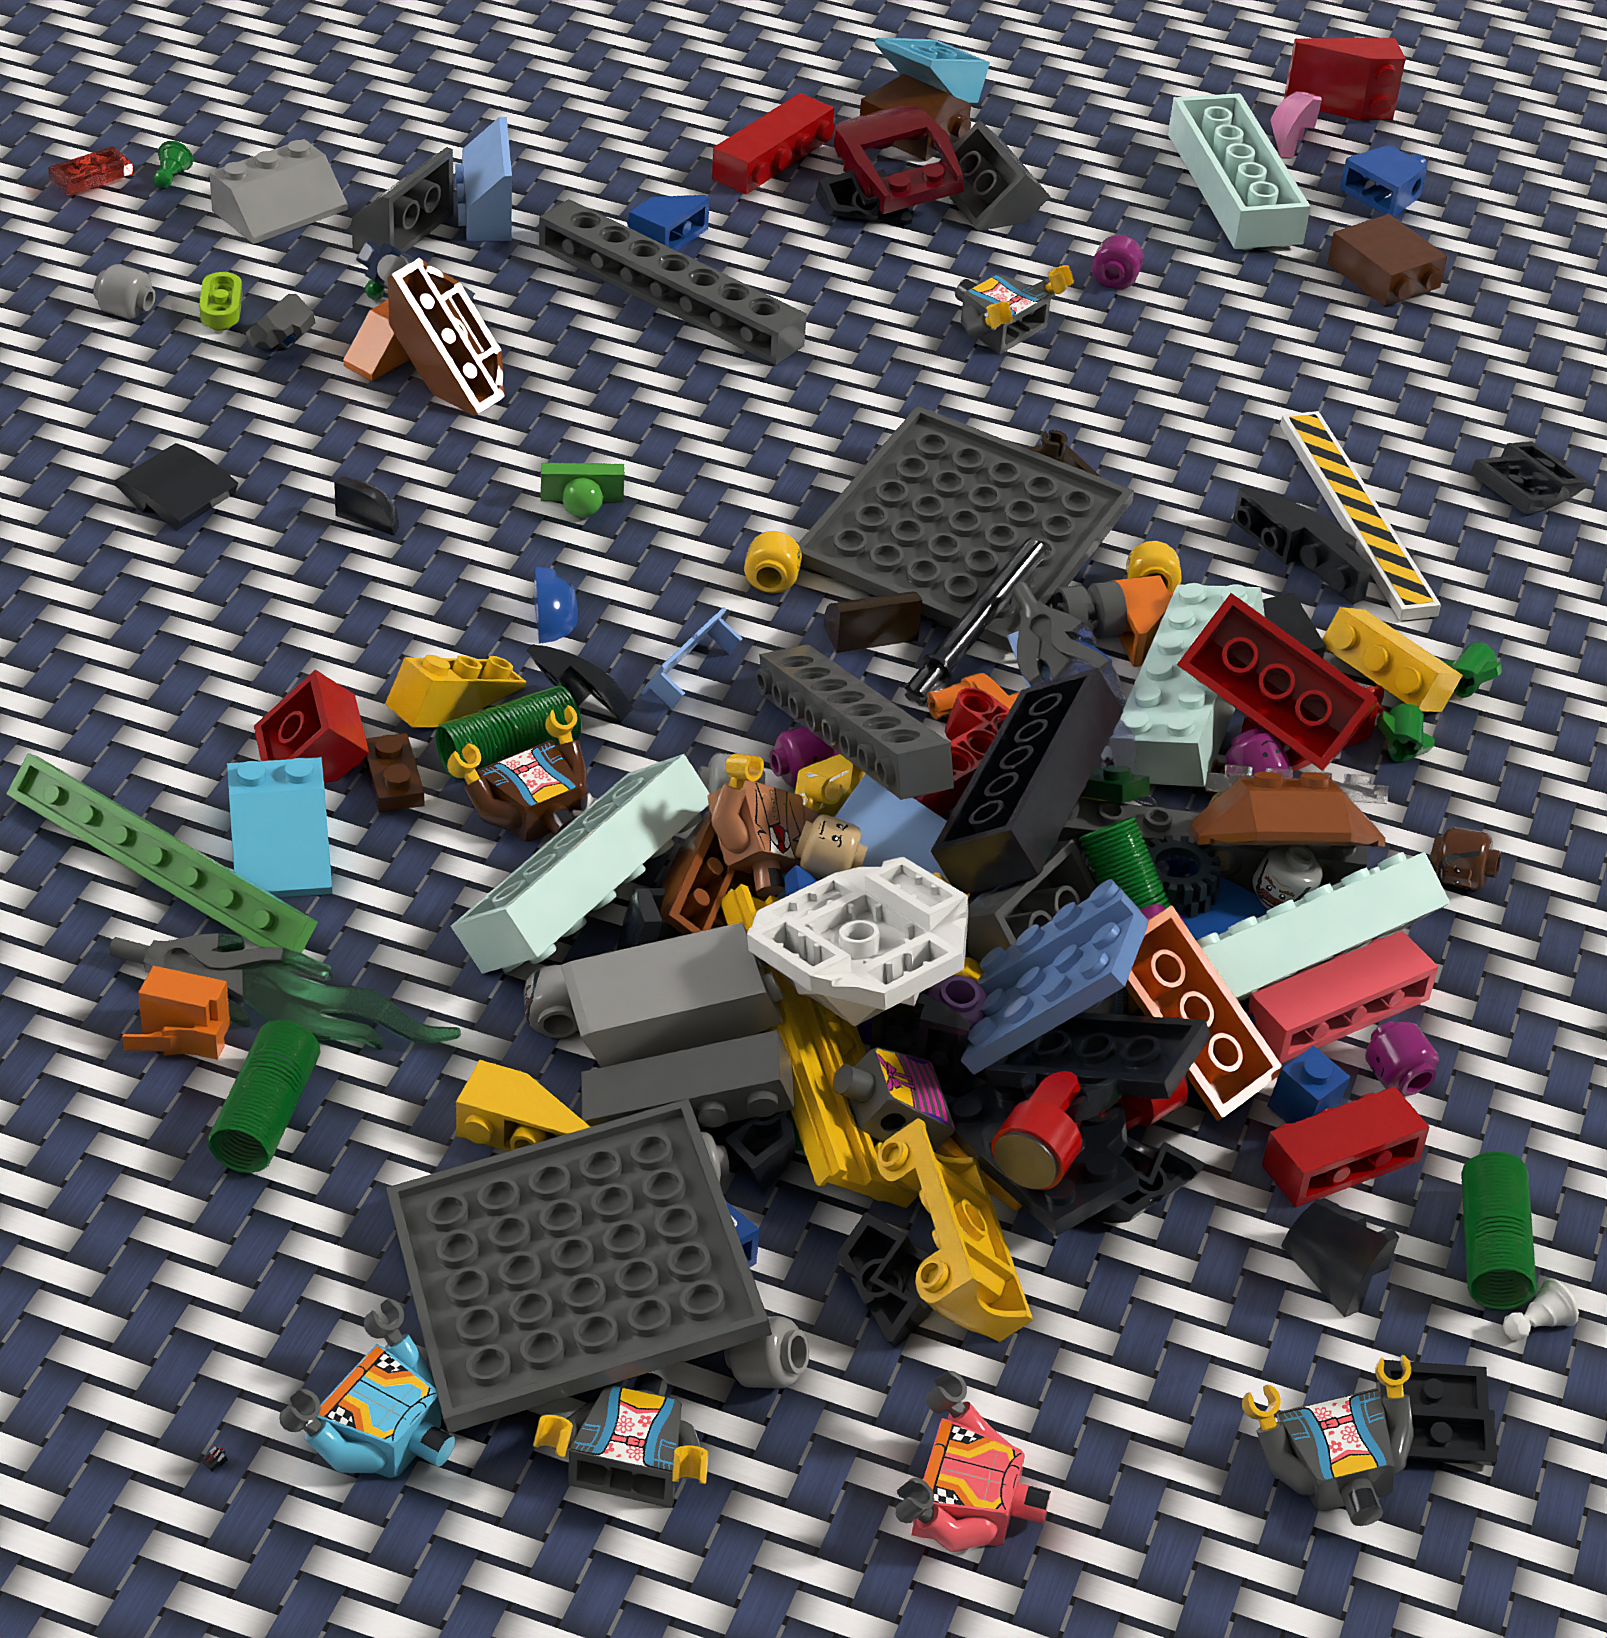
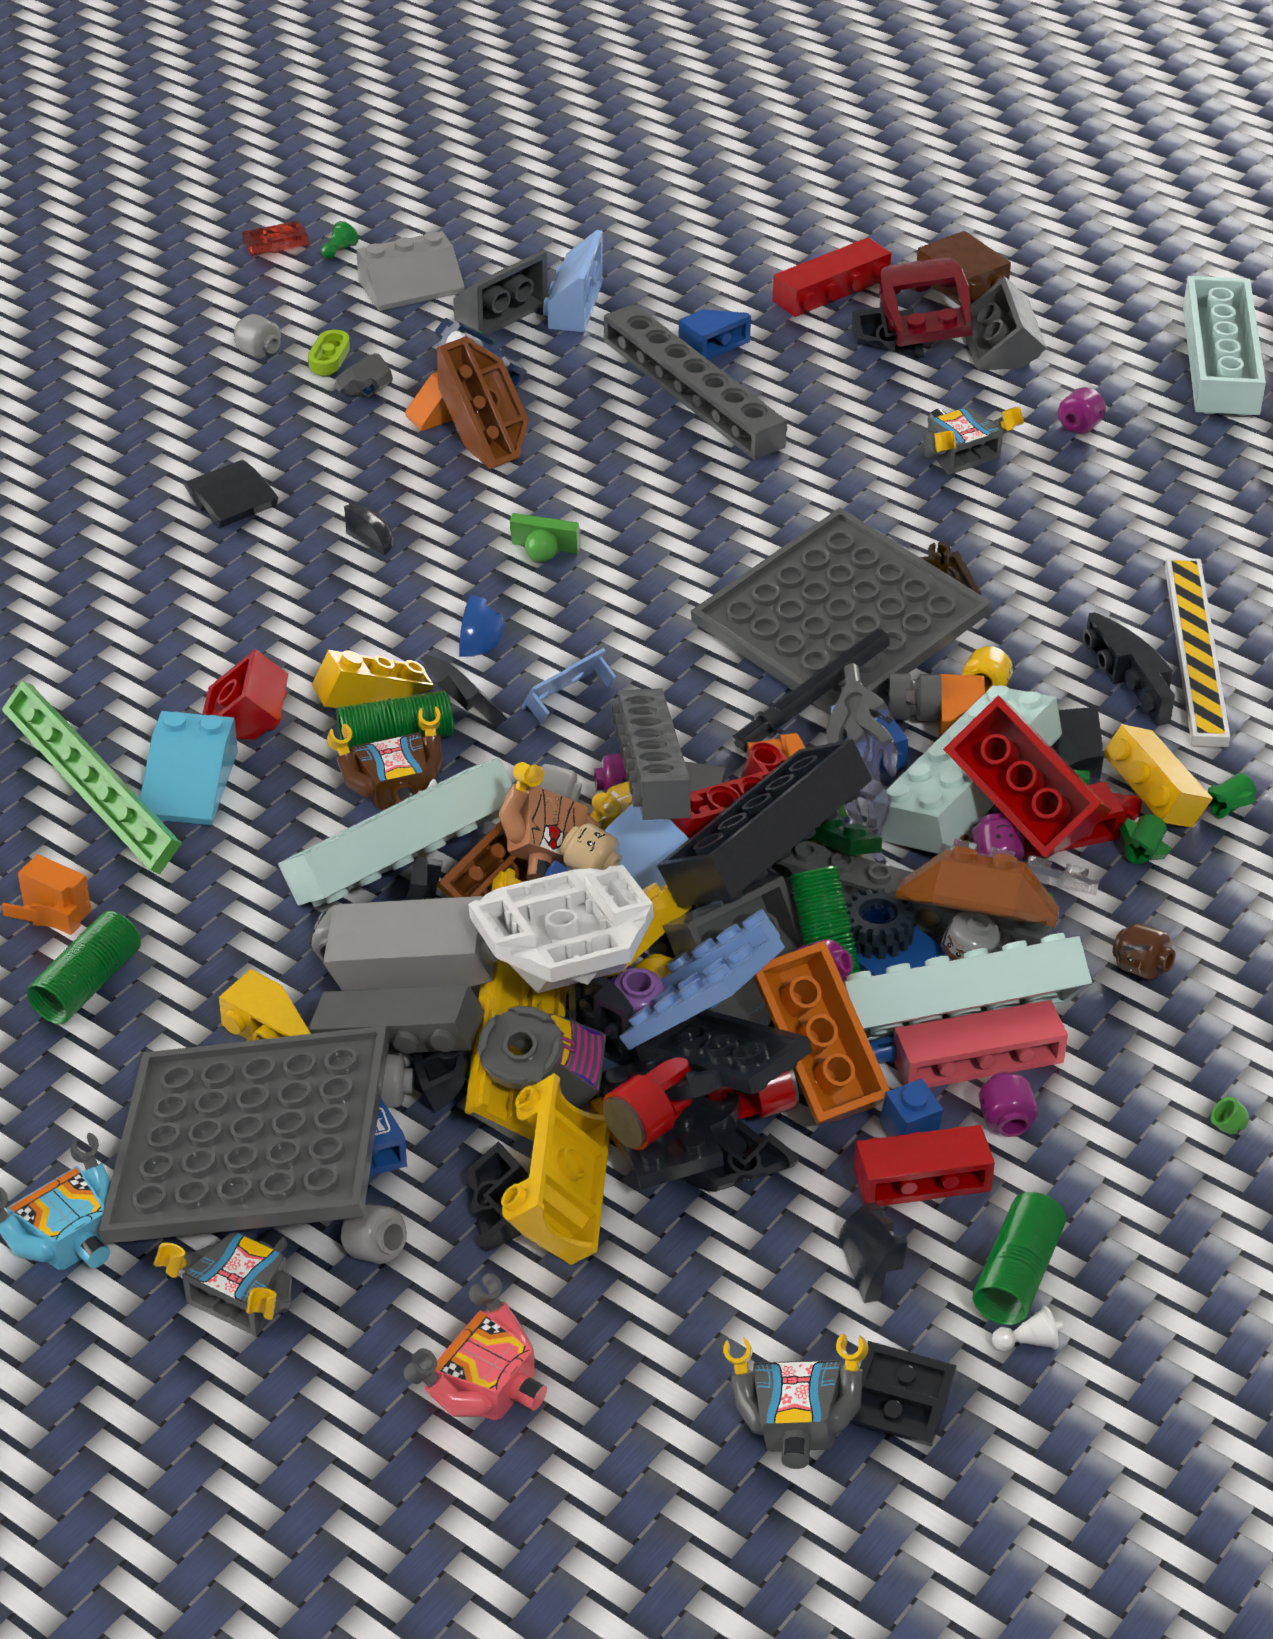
camera: 20 degrees right, 0 degrees up
(267, 986) = (132, 892): clear green piece -> none
(394, 773) = (297, 739): reddish brown plate -> none
(772, 562) = (669, 619): yellow head -> none
(854, 1121) = (526, 1069): none -> dark grey tile
(873, 621) = (731, 678): dark brown brick -> none
(937, 65) = (995, 227): medium azure slope -> none

